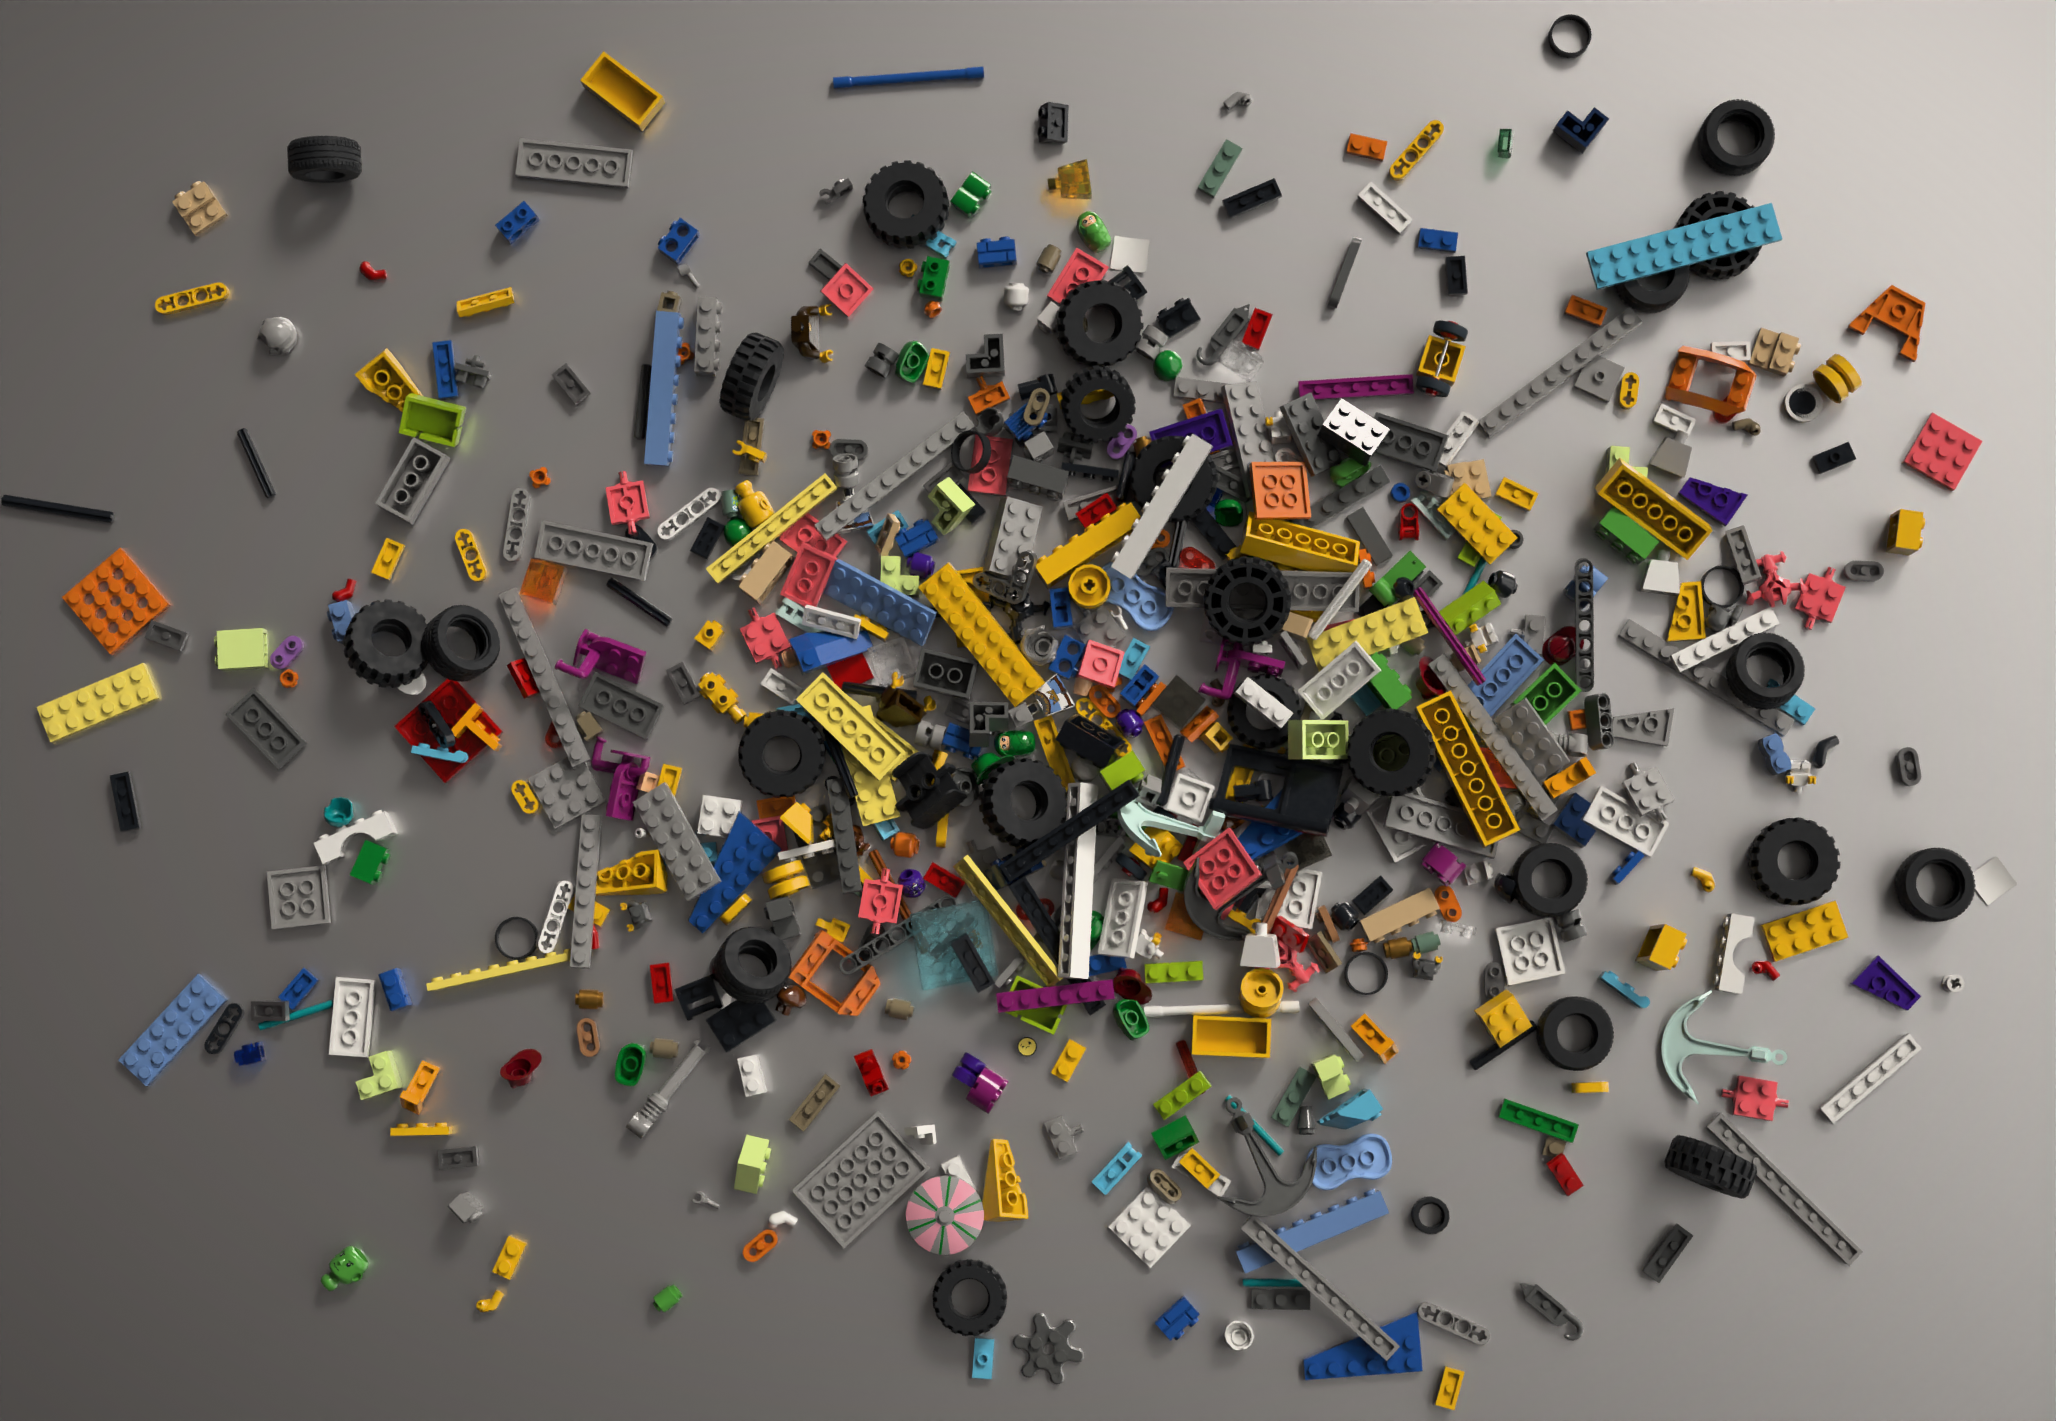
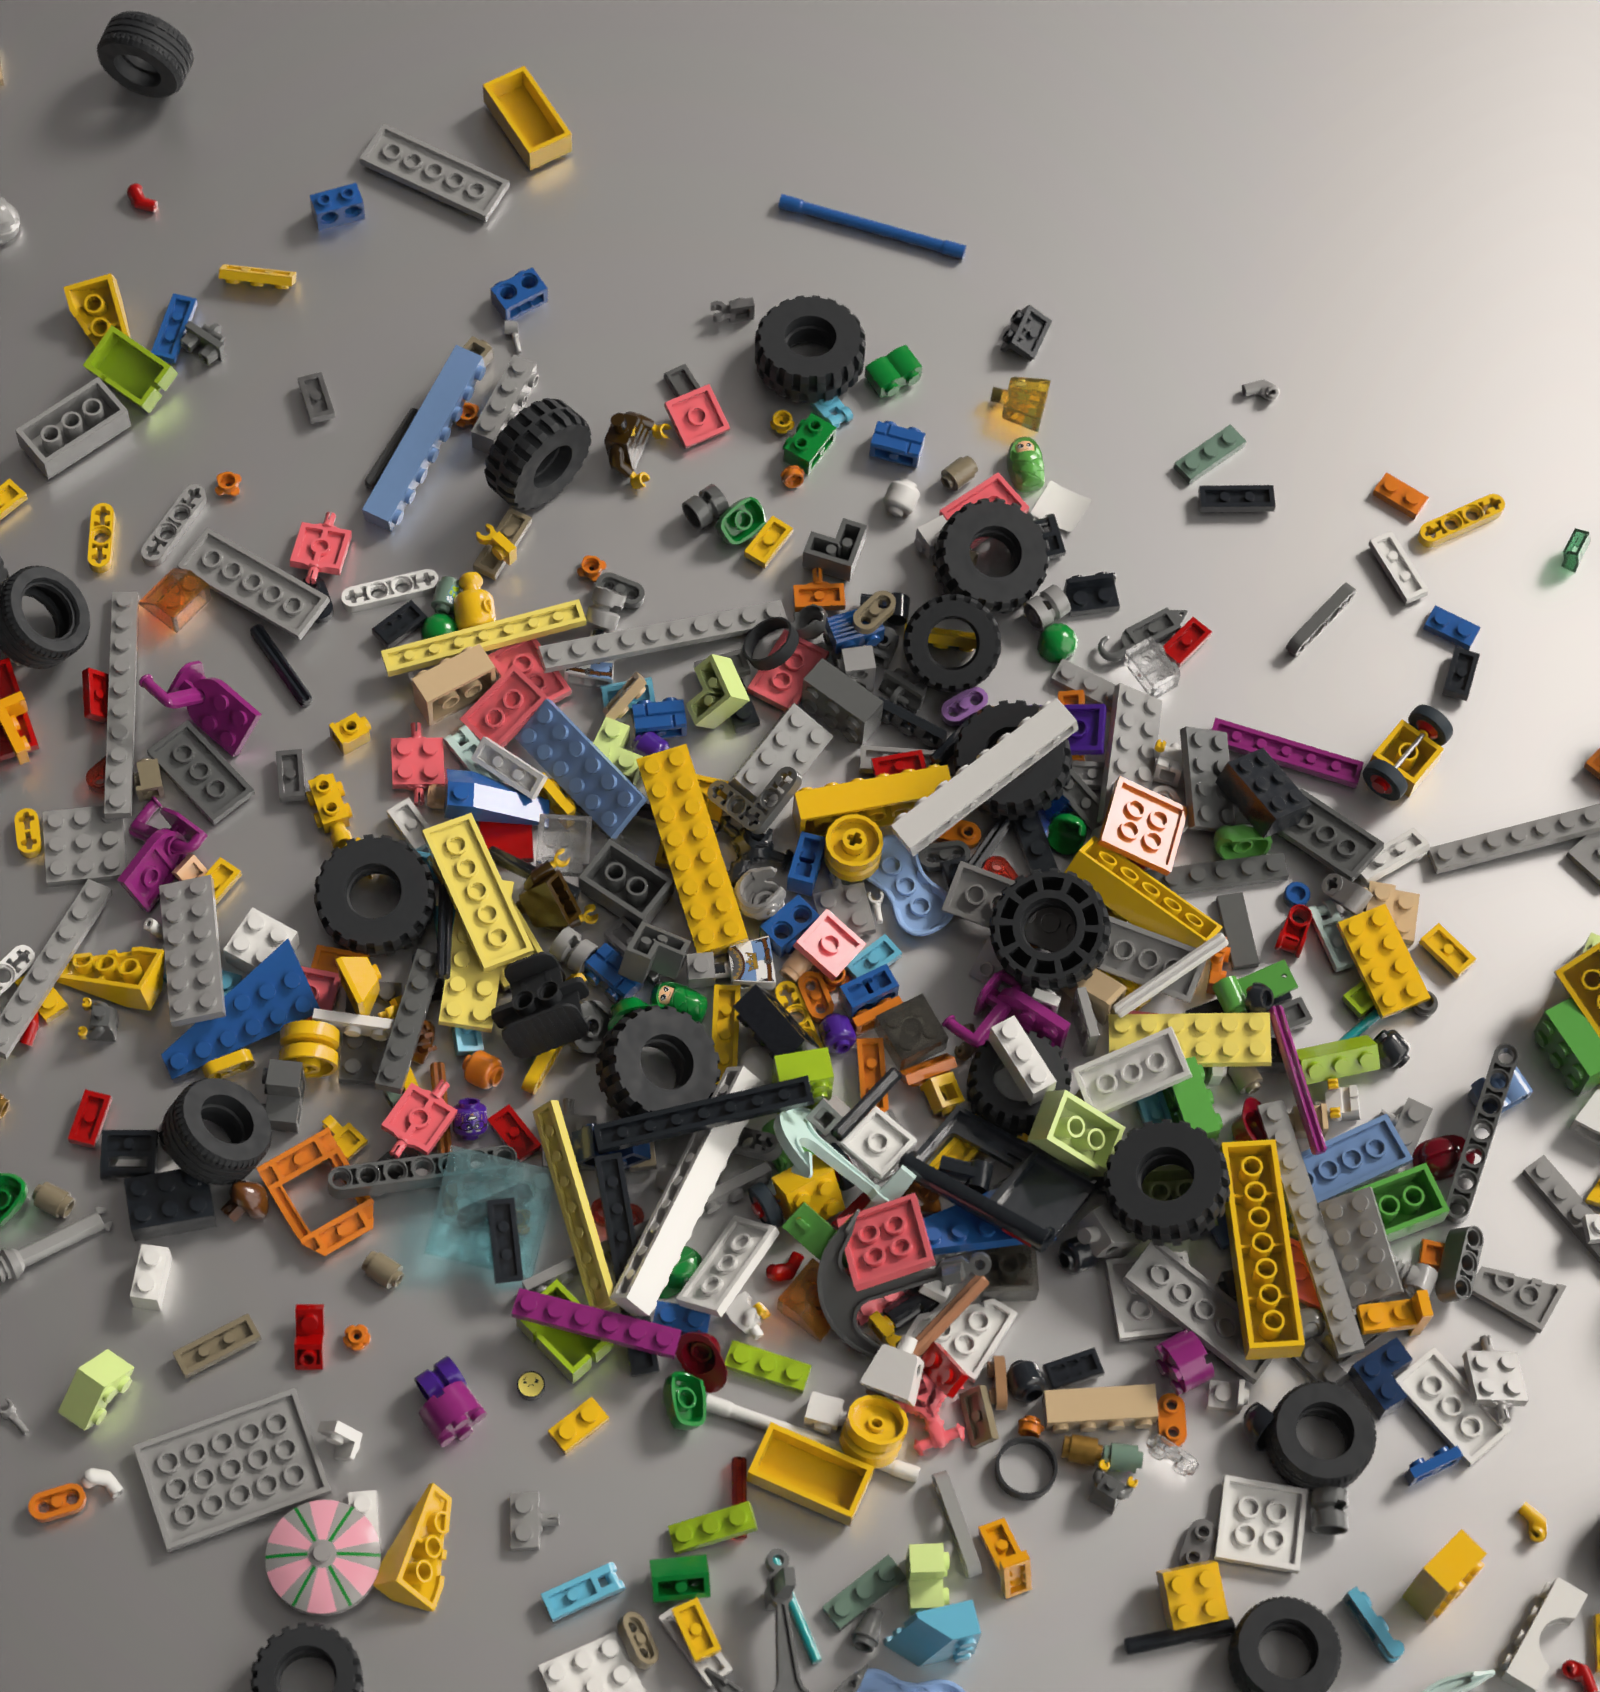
camera: 10 degrees right, 20 degrees down
(1224, 990) = (825, 1413): none -> white brick

